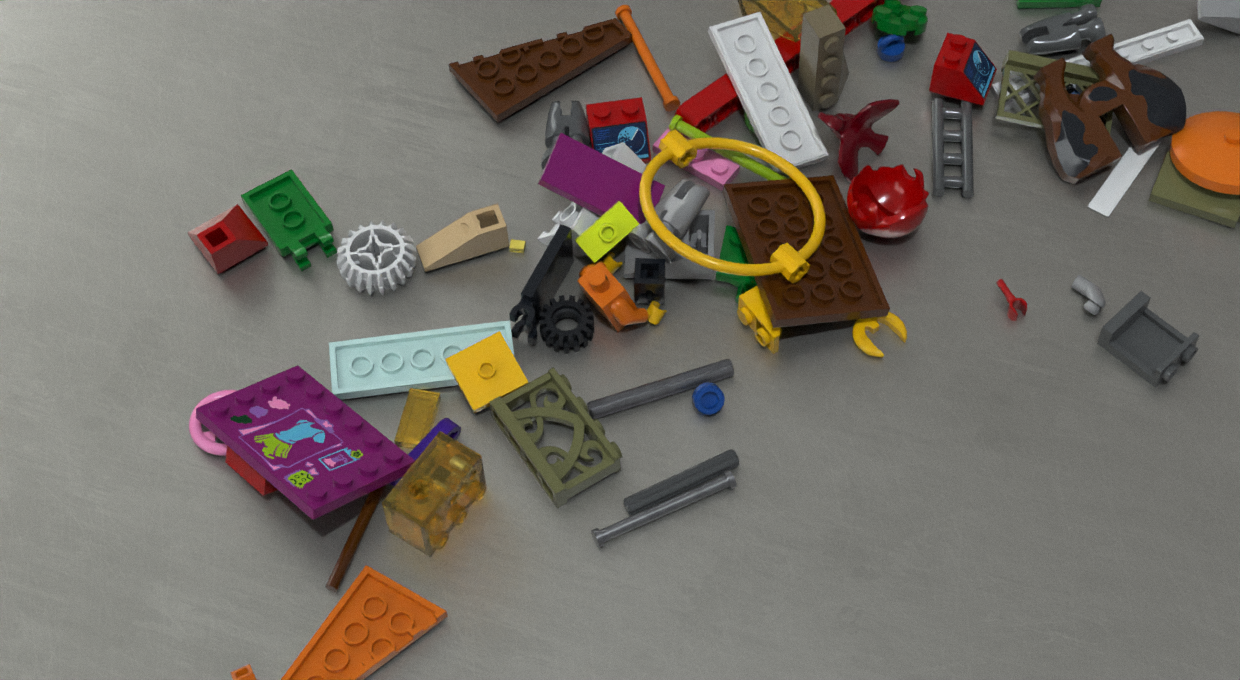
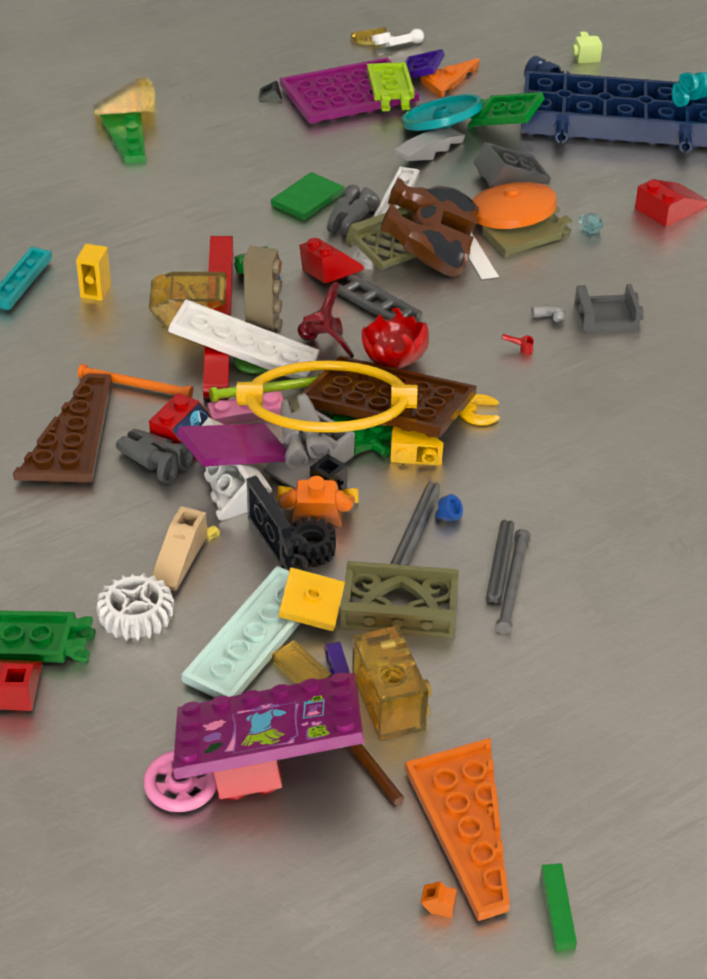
camera: 55 degrees left, 15 degrees down
(606, 231) = (273, 466): neon yellow plate -> none

